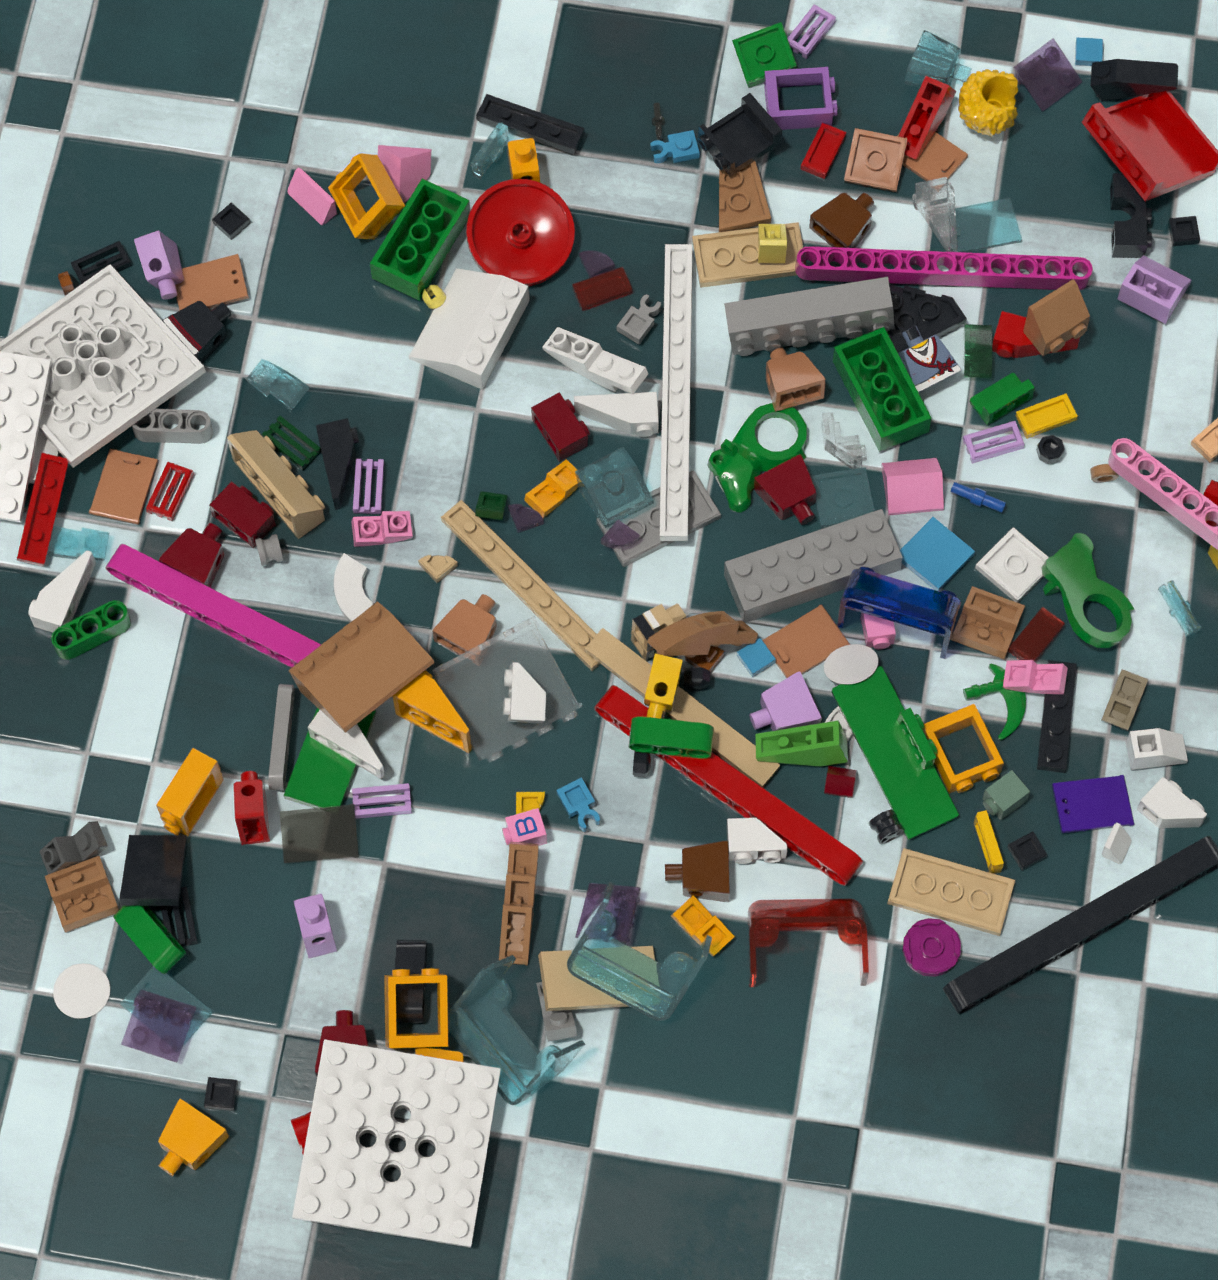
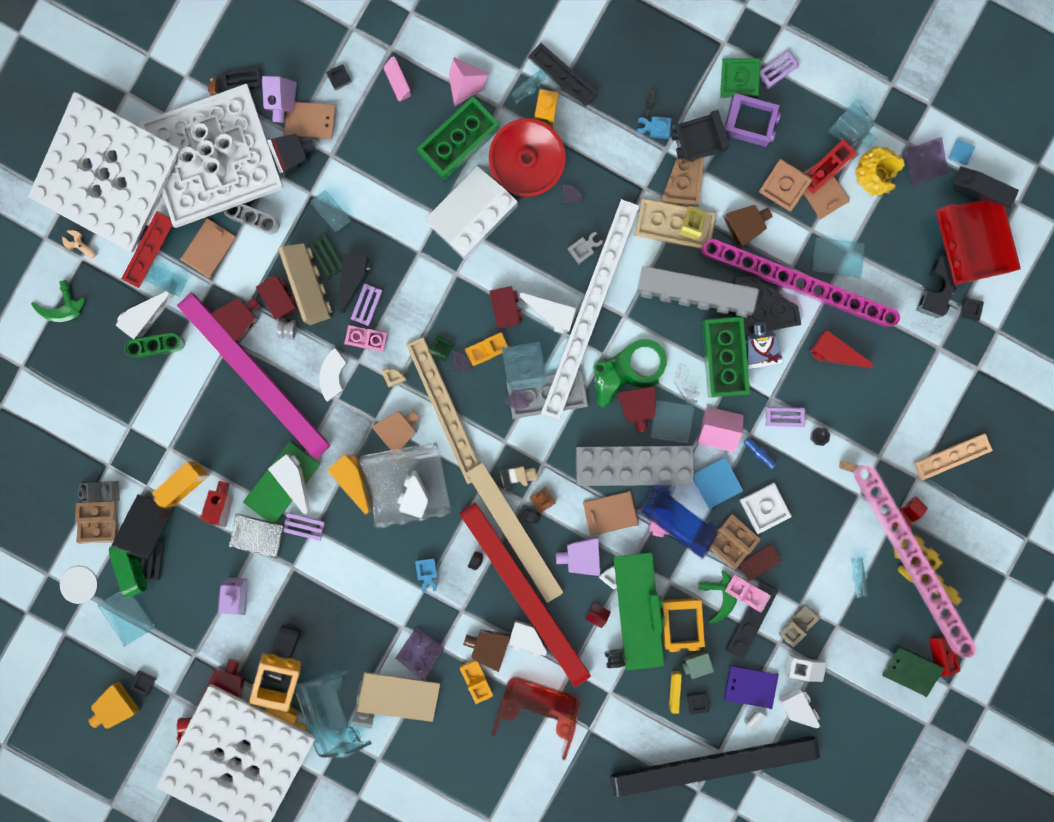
camera: 15 degrees right, 20 degrees up
(158, 1025) = (116, 628): clear purple hinge -> none
(161, 511) = (232, 279): red tile -> none
(281, 737) = (253, 462): light grey beam -> none
(360, 667) = (313, 444): medium nougat slope -> none
(365, 224) = (420, 94): light orange window -> none
(436, 301) = (457, 181): light yellow hinge -> none
(519, 901) = (365, 628): medium nougat slope -> none
(525, 828) = (386, 580): bright pink brick -> none
(528, 801) = (395, 561): yellow tile -> none
(594, 363) = (544, 269): white slope -> none
(602, 288) = (568, 215): clear red tile -> none
(627, 973) = (419, 703): clear light blue windscreen -> none
(665, 676) = (508, 517): yellow torso -> none
(671, 737) = (498, 558): green beam -> none
(699, 632) = (541, 494): medium nougat slope -> none
(756, 657) = (575, 513): dark azure tile -> none
(793, 379) = (669, 329): nougat torso -> none
(804, 745) = (581, 587): bright green slope -> none
(823, 150) = (753, 164): red tile -> none
(851, 664) = (633, 543): white sticker -> none
(931, 947) = (613, 744): magenta tile -> none
(937, 205) = (812, 236): clear slope -> none
(951, 892) = (640, 713): tan tile -> none
(977, 351) = (800, 349): clear green slope -> none
(1002, 398) = (802, 387): green panel -> none
(1046, 415) = (827, 410): yellow tile -> none
(1057, 319) = (861, 355): medium nougat slope -> none
(1075, 576) = (800, 535): green animal -> none
(1153, 288) = (935, 346): lavender slope -> none

